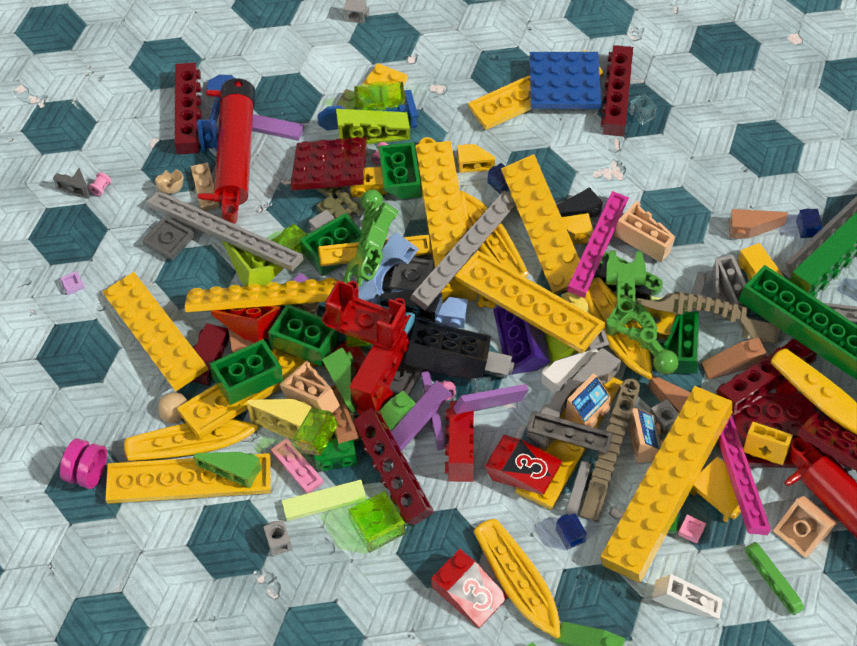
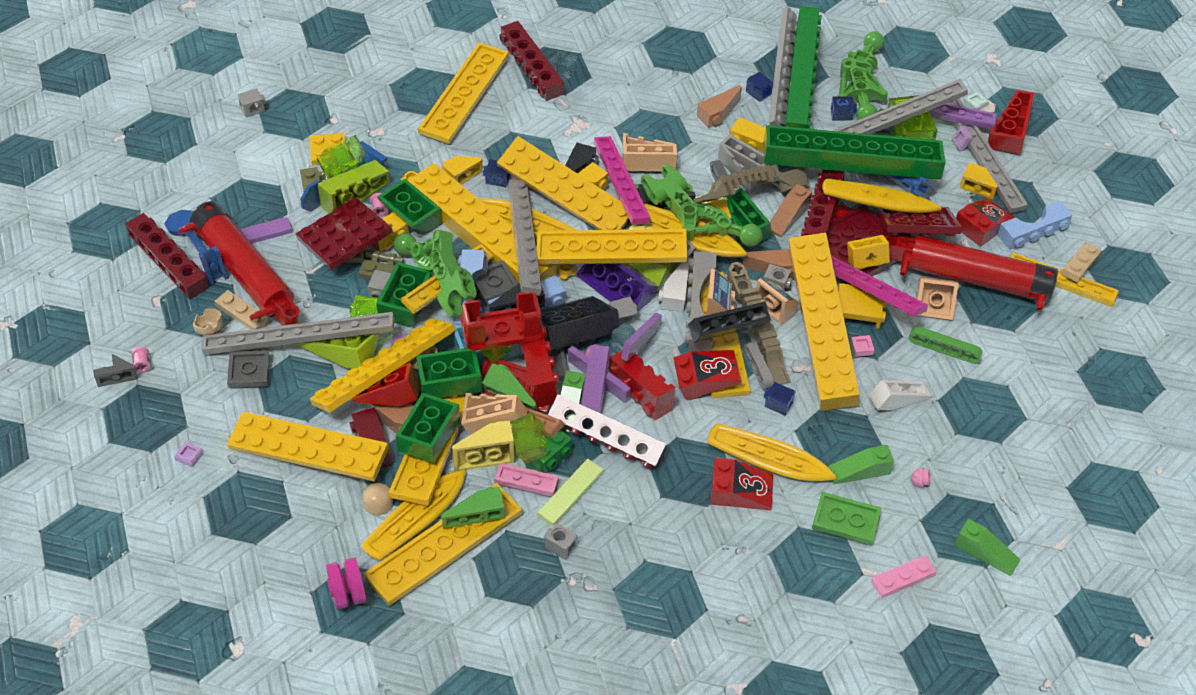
camera: 40 degrees left, 5 degrees down
(377, 521) = (631, 479): clear neon green brick -> none
(565, 80) = (483, 72): blue plate -> none

